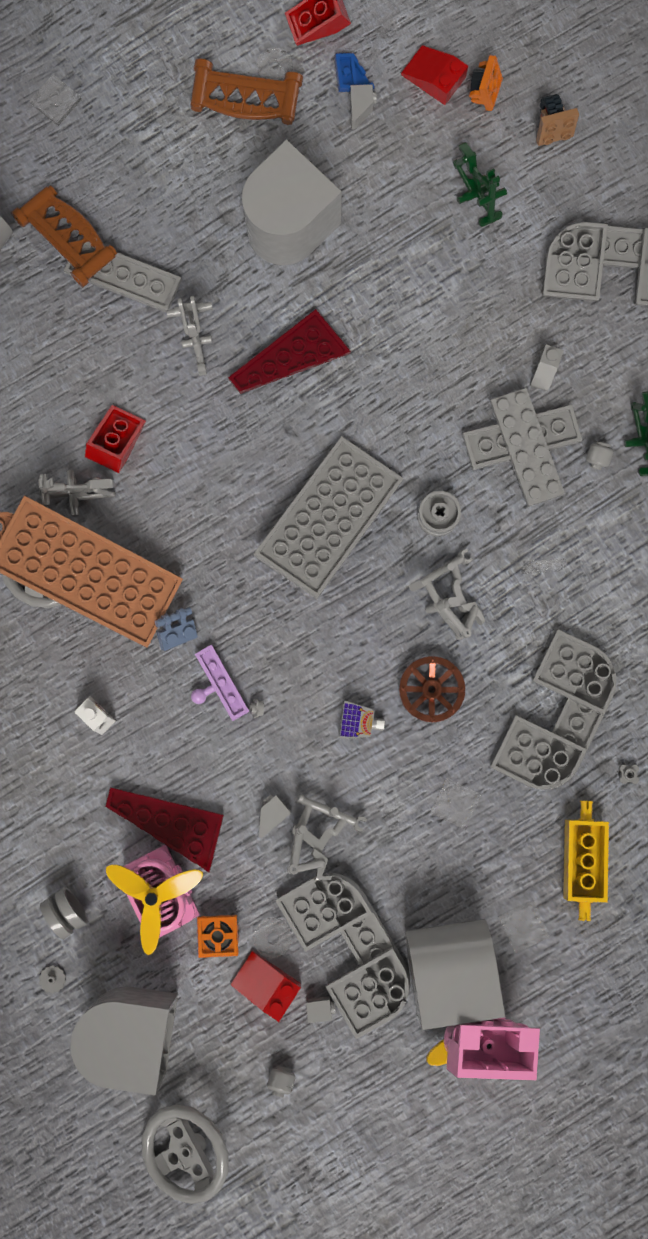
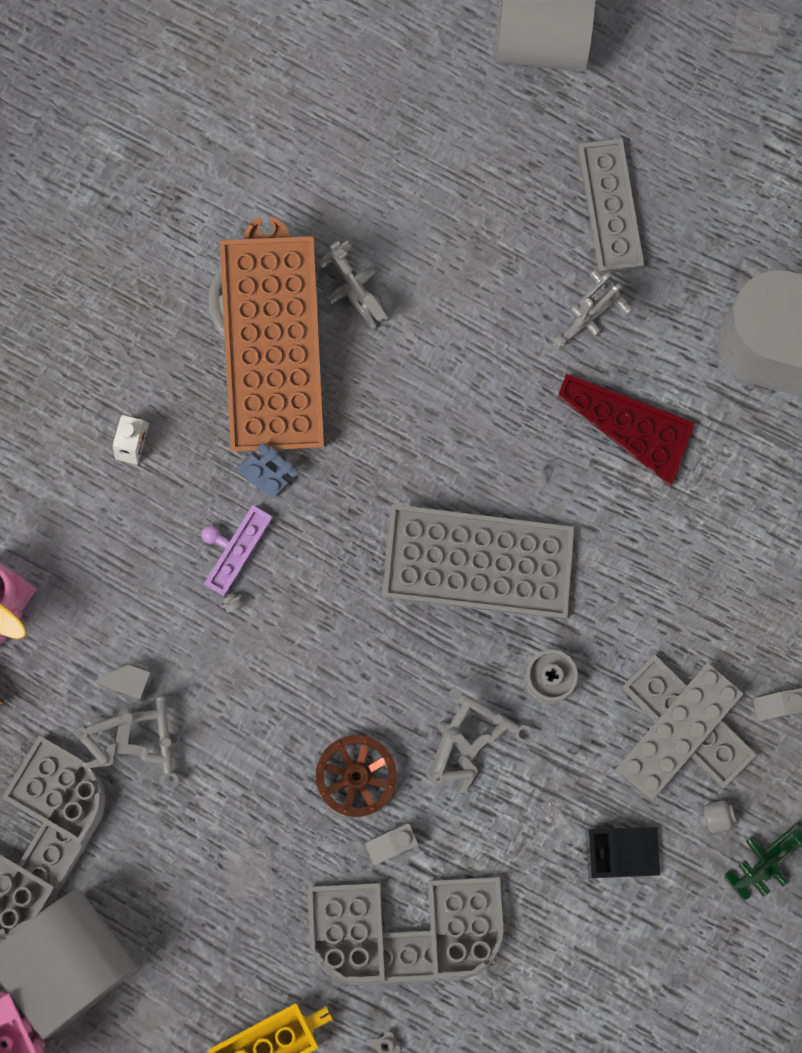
camera: 55 degrees right, 5 degrees down
(85, 264) = (597, 161): dark orange piece -> none
(114, 438) = (432, 295): red slope -> none
(178, 826) = (61, 591): dark red wing -> none
(359, 721) = (277, 717): torso -> none
(493, 691) = (391, 844): none -> light grey slope
(587, 536) = (622, 852): none -> black slope

